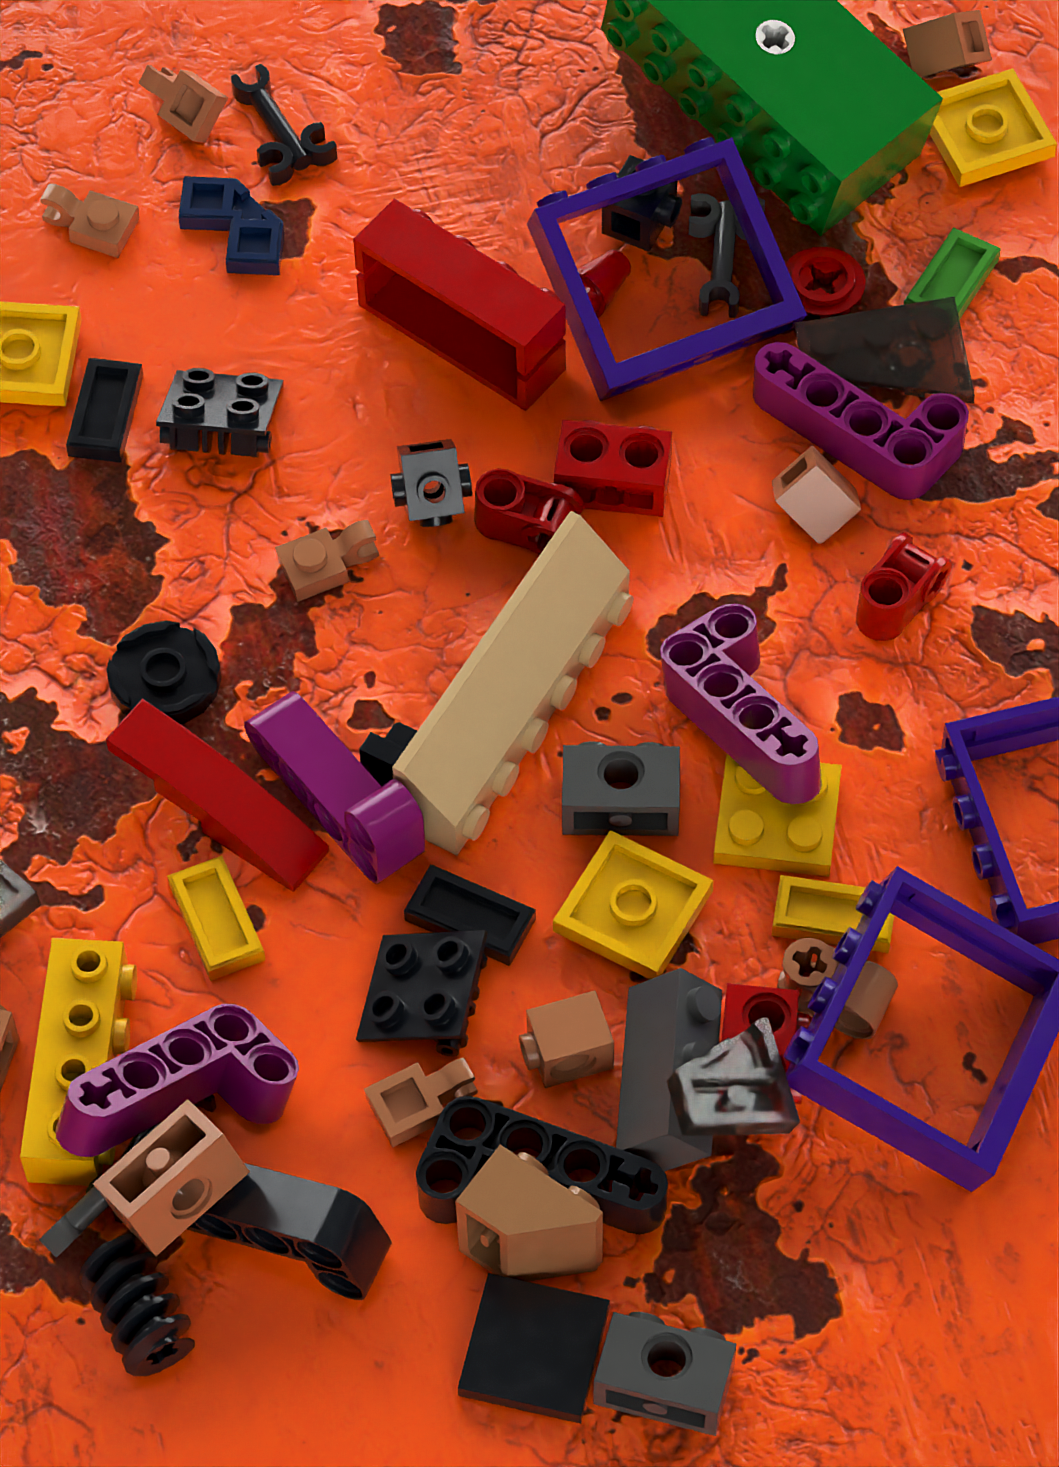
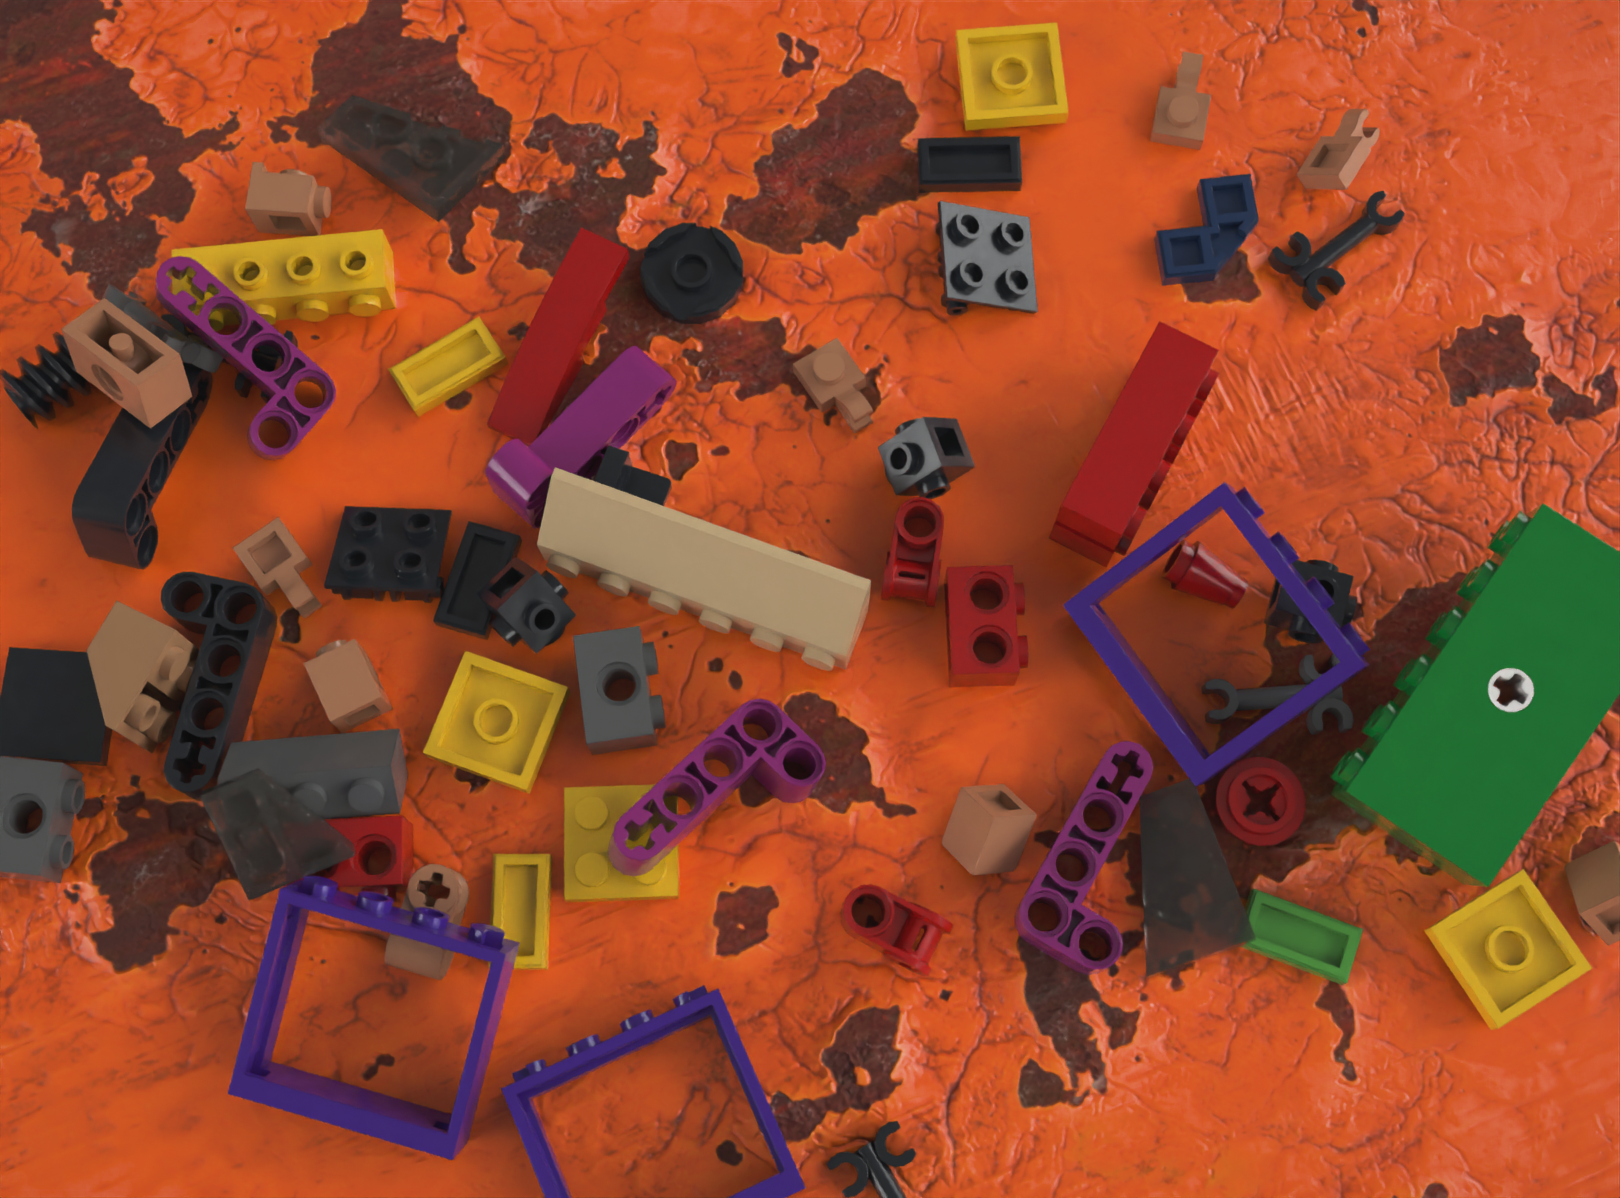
camera: 80 degrees right, 15 degrees up
(517, 852) = (527, 605): none -> black brick

